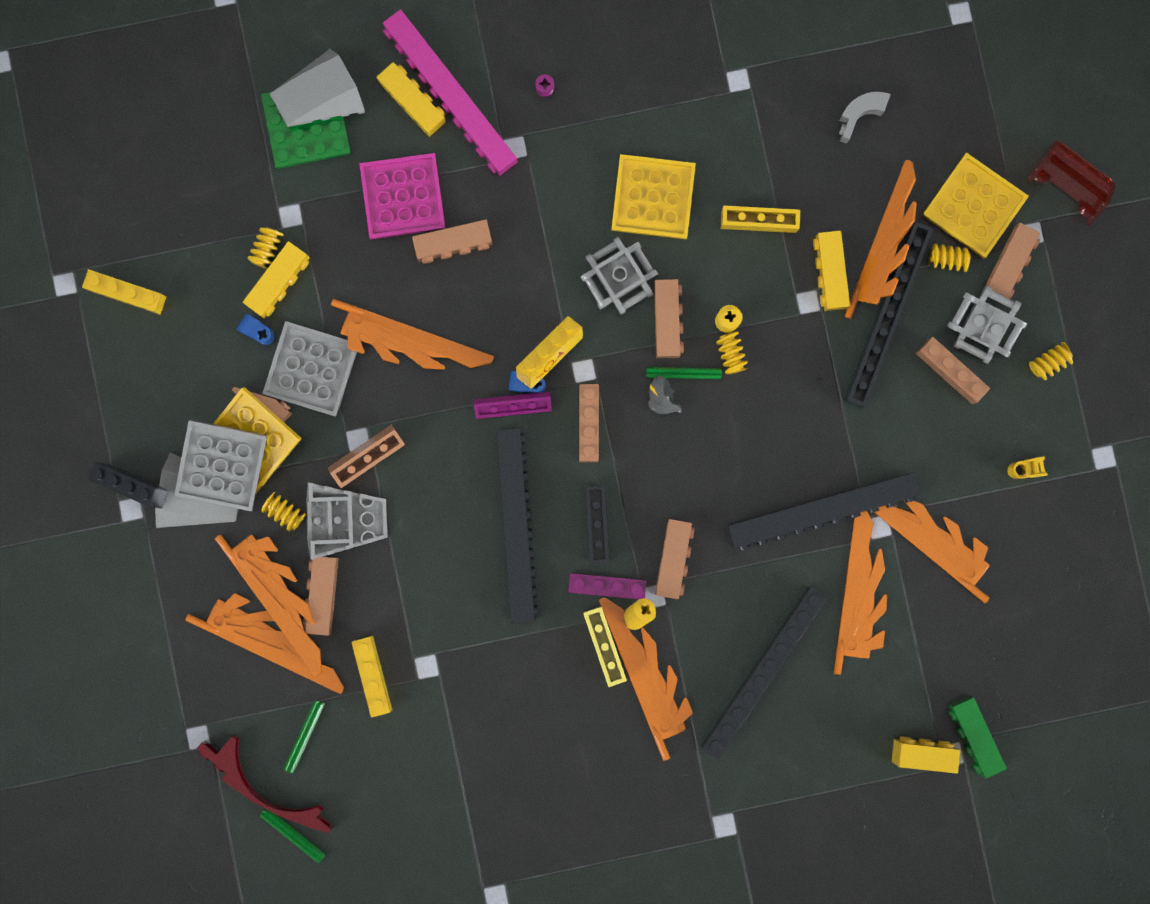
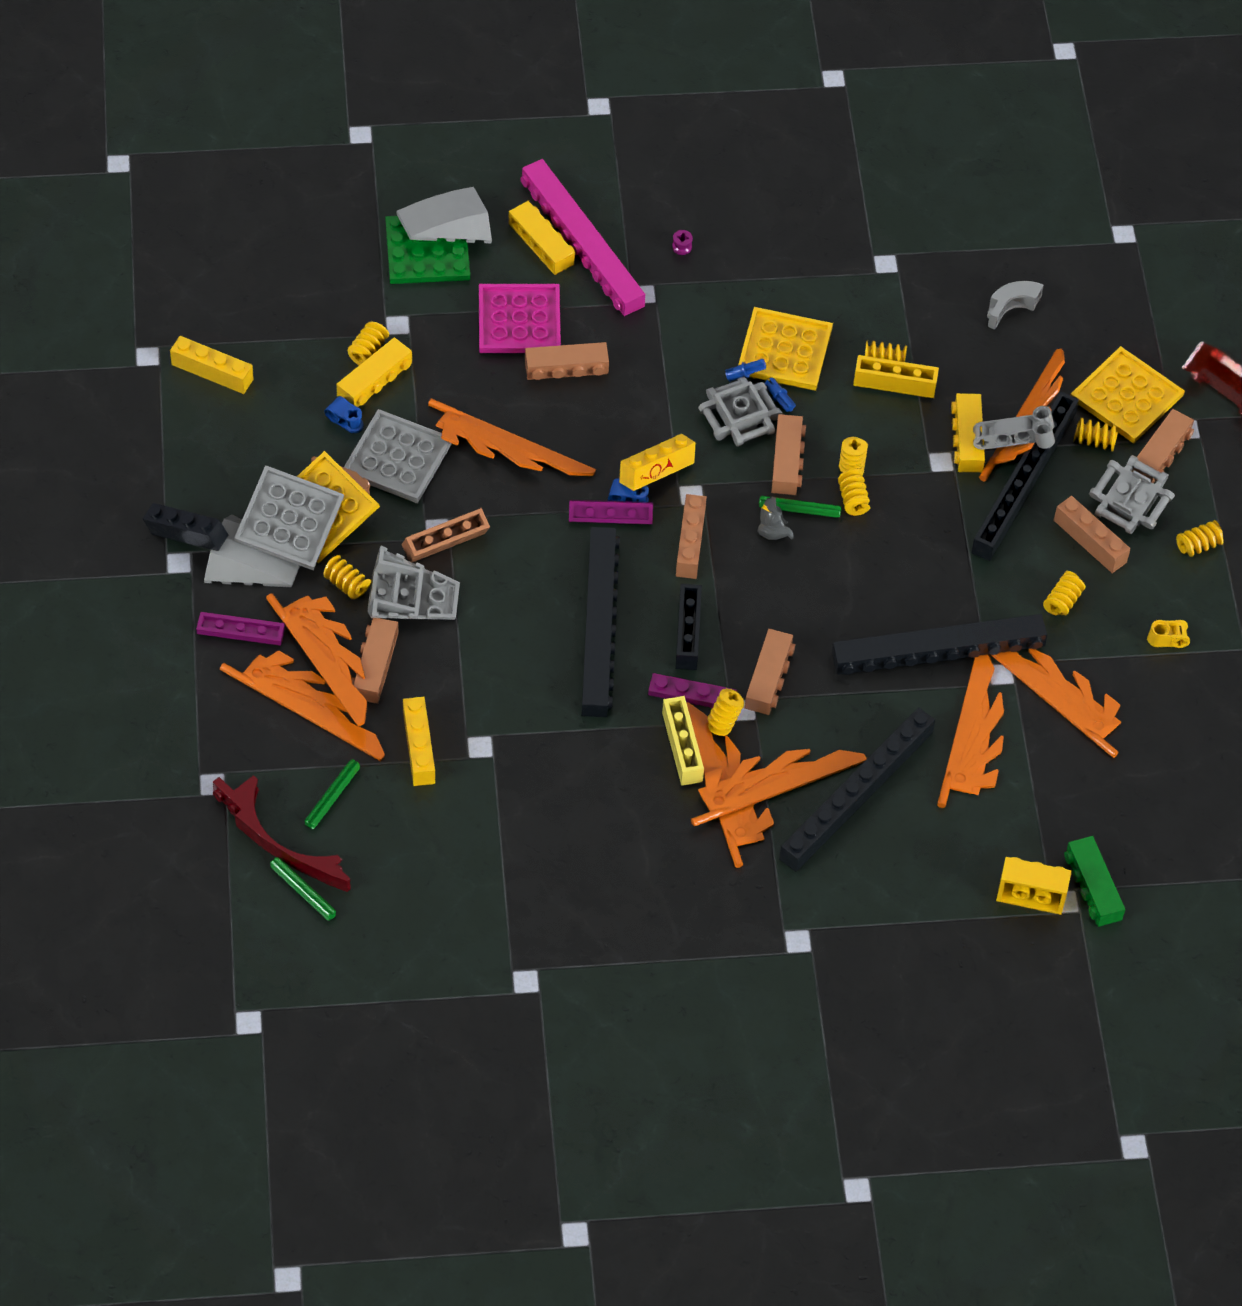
camera: 10 degrees right, 30 degrees down
(196, 577) = (240, 628): none -> magenta plate
(619, 232) = (745, 370): none -> blue axle
(654, 251) = (780, 395): none -> blue axle
(675, 677) = (777, 778): none -> orange animal
(747, 193) = (886, 353): none -> yellow piece
(878, 279) = (1016, 430): none -> light grey piece
(932, 440) = (1064, 594): none -> yellow piece

